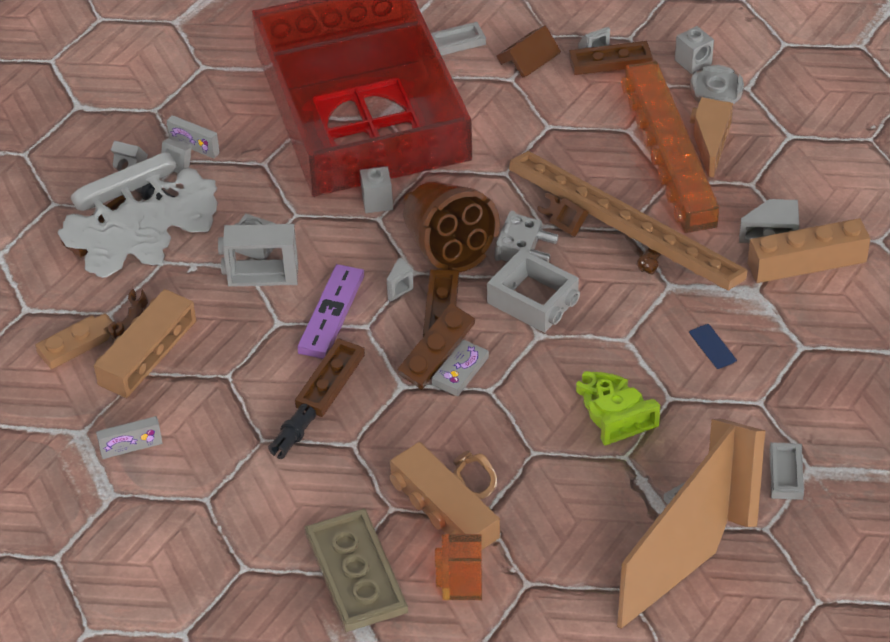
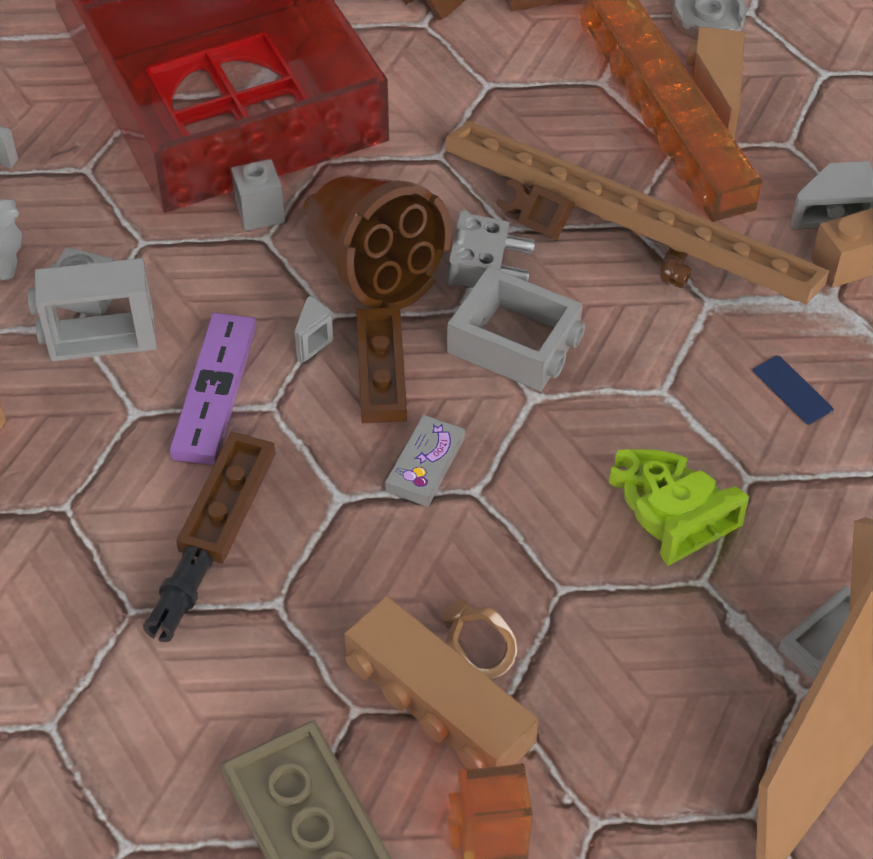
camera: 10 degrees left, 5 degrees up
(436, 346) = (385, 430): reddish brown plate -> none

